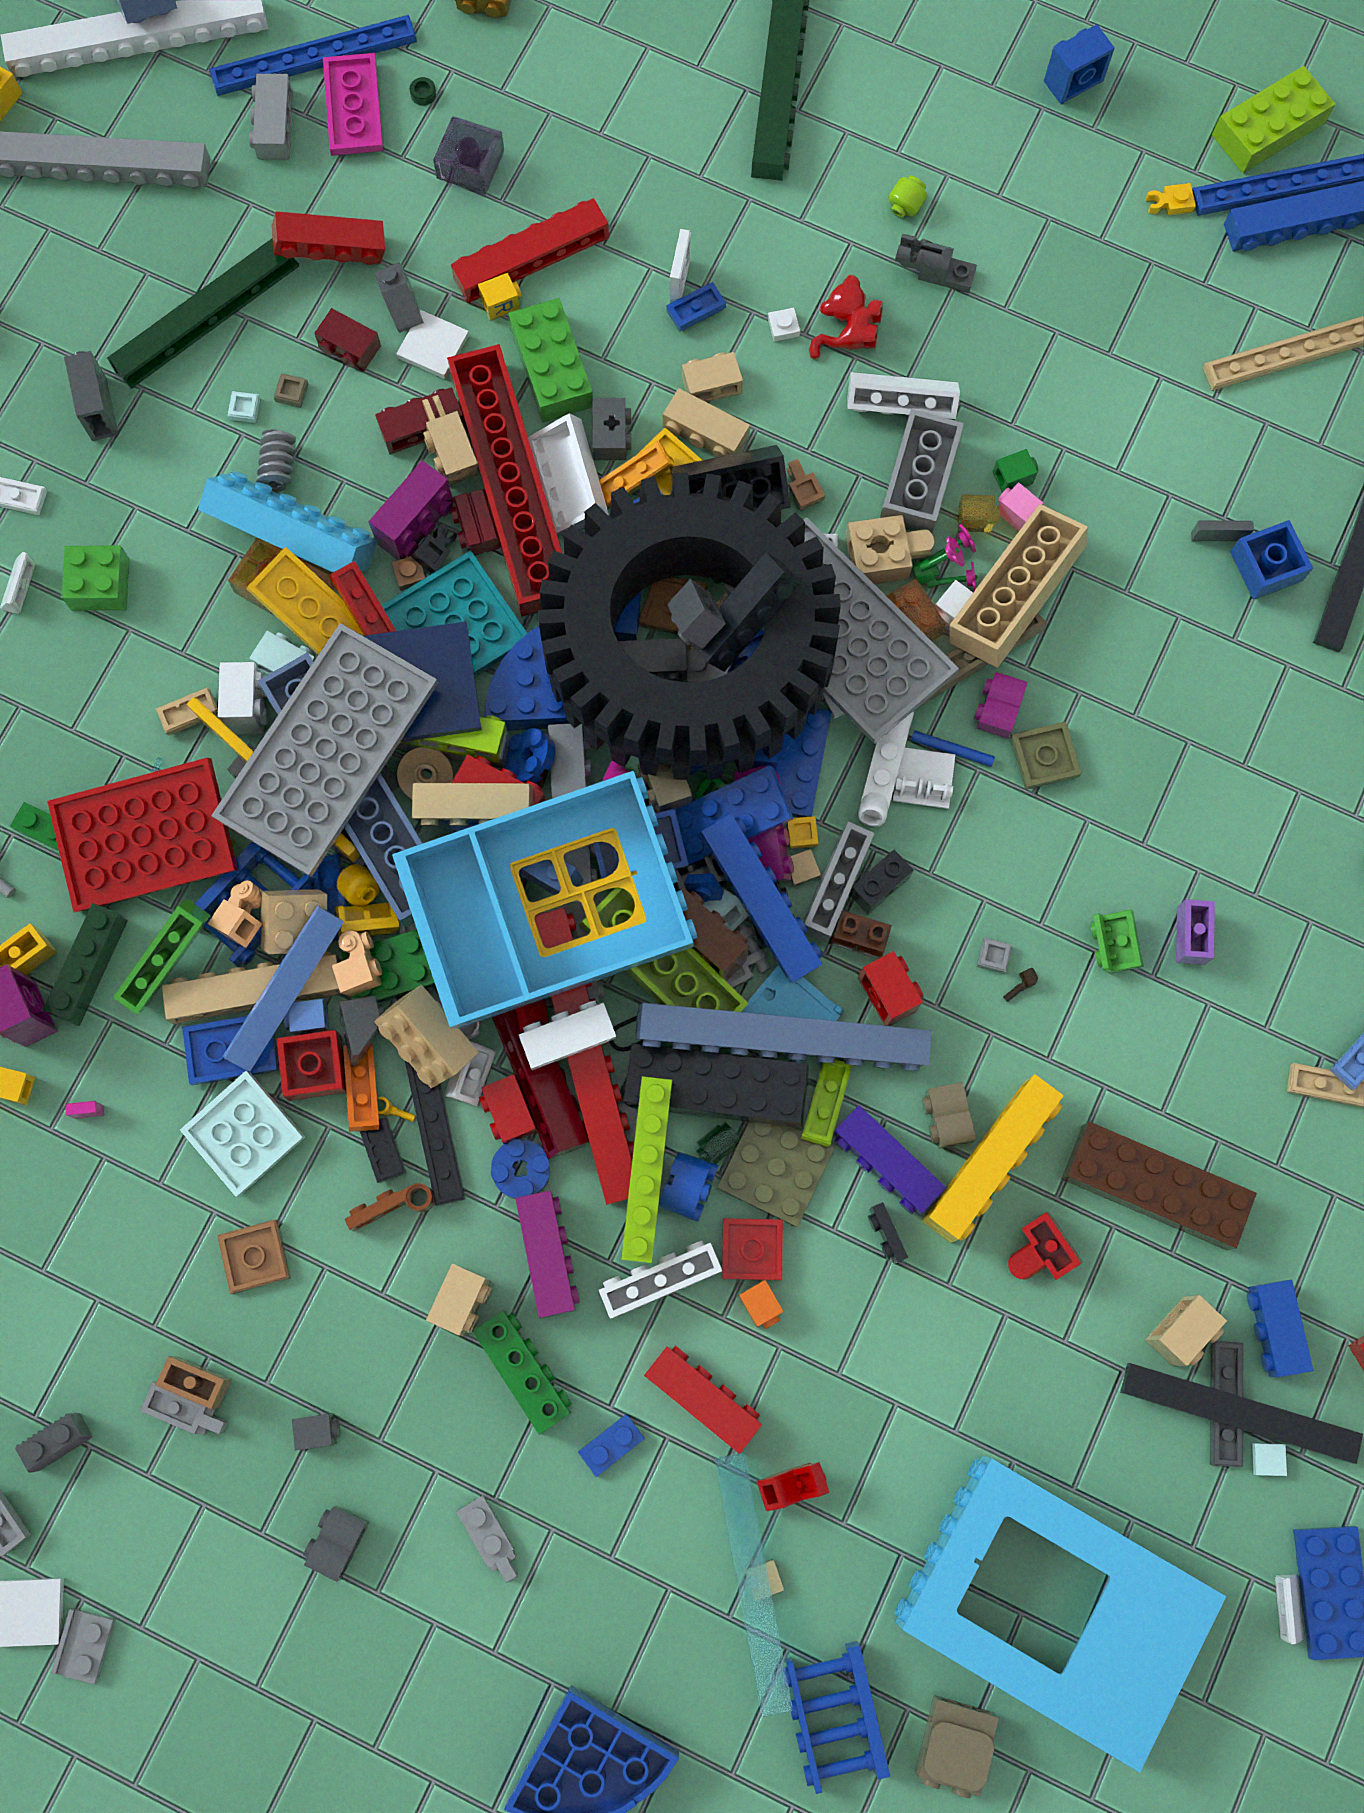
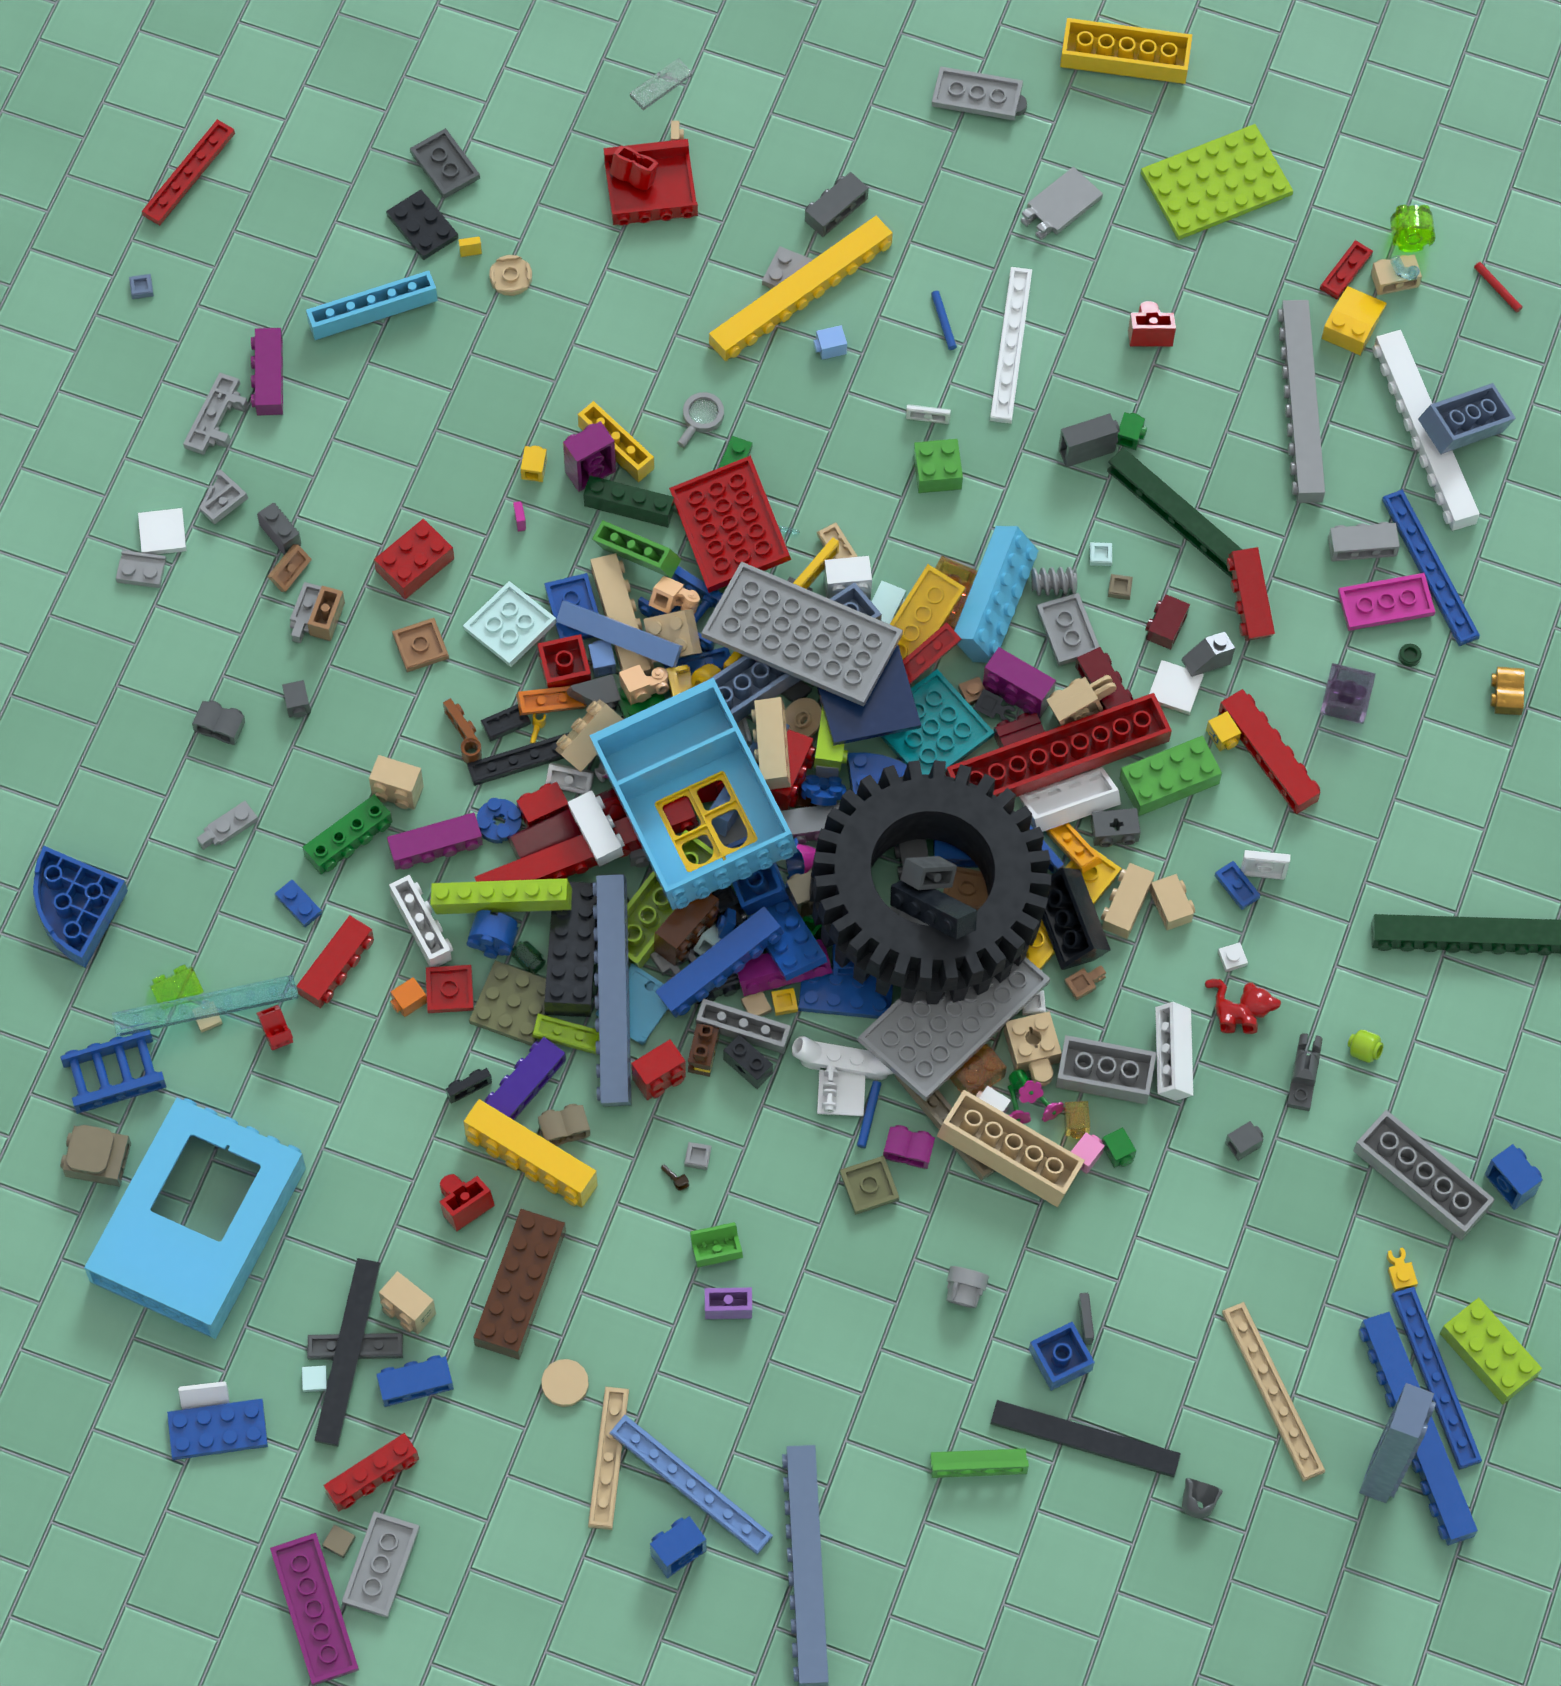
camera: 85 degrees right, 10 degrees down
(83, 341) = (1131, 430): none -> green brick
(114, 1430) = (289, 567): none -> medium nougat plate
(127, 1256) = (414, 558): none -> red brick
(341, 453) = (1067, 628): none -> light grey plate
(719, 1622) = (176, 986): none -> clear neon green bracket
(1014, 336) = (1244, 1140): none -> dark grey brick
(1068, 155) = (1423, 1175): none -> light grey brick
(1183, 656) = (965, 1286): none -> light grey piece
(1281, 1140) = (565, 1382): none -> tan tile

